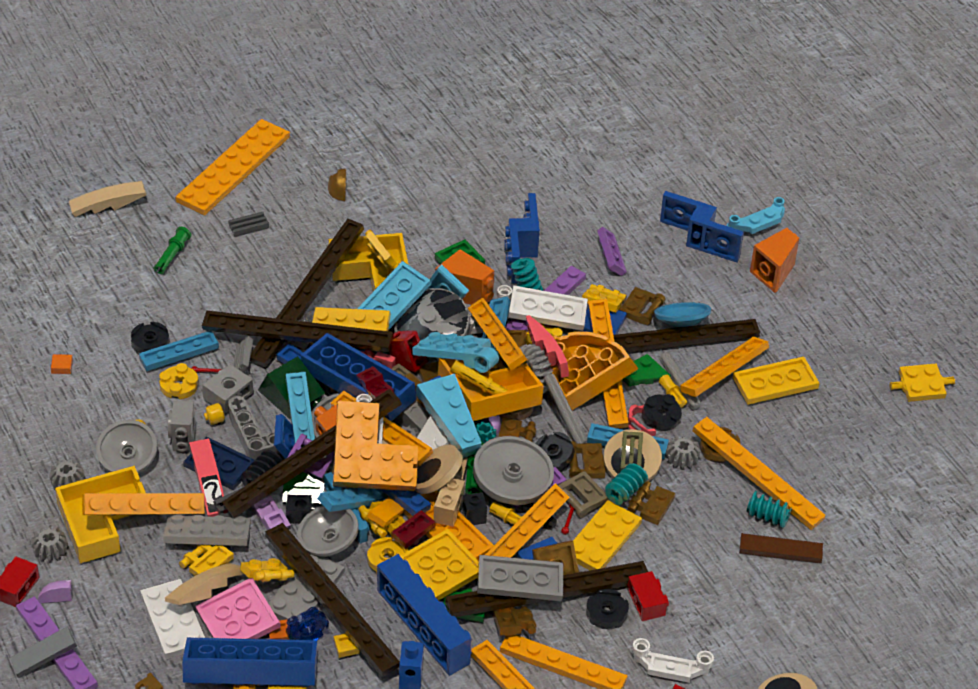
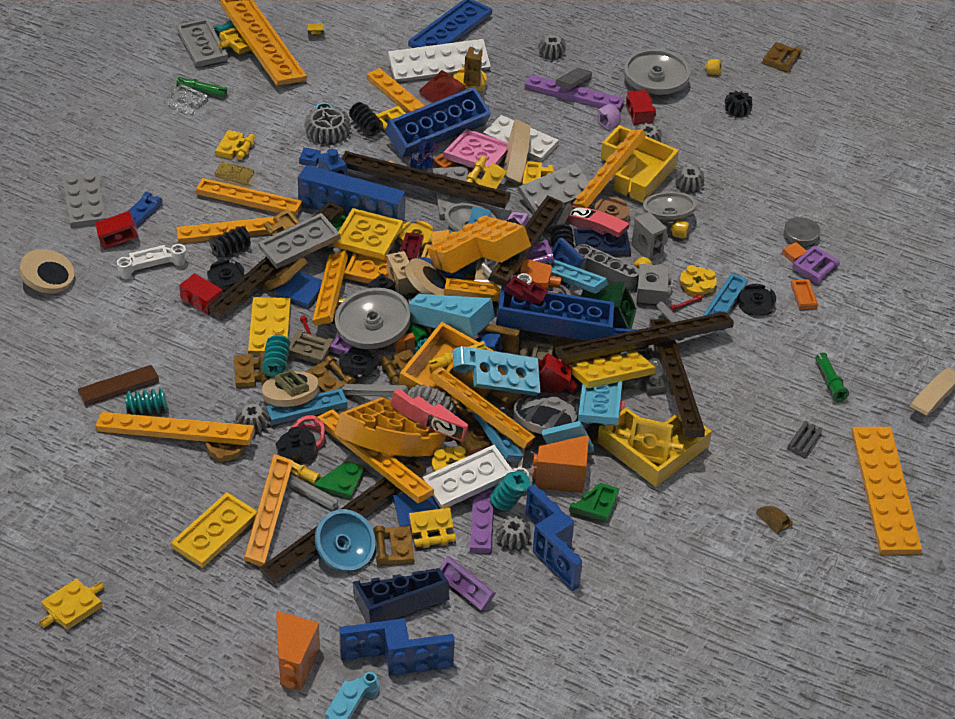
camera: 145 degrees right, 0 degrees up
(32, 375) = (802, 231): none -> flat silver tile
(61, 341) = (811, 261): none -> medium lavender plate
(102, 326) = (804, 294): none -> orange tile
(175, 474) = (613, 204): none -> medium nougat plate
(547, 264) = (513, 532): none -> light grey gear
(578, 636) = (230, 240): none -> black piece
(669, 260) = (400, 595): none -> dark blue wedge

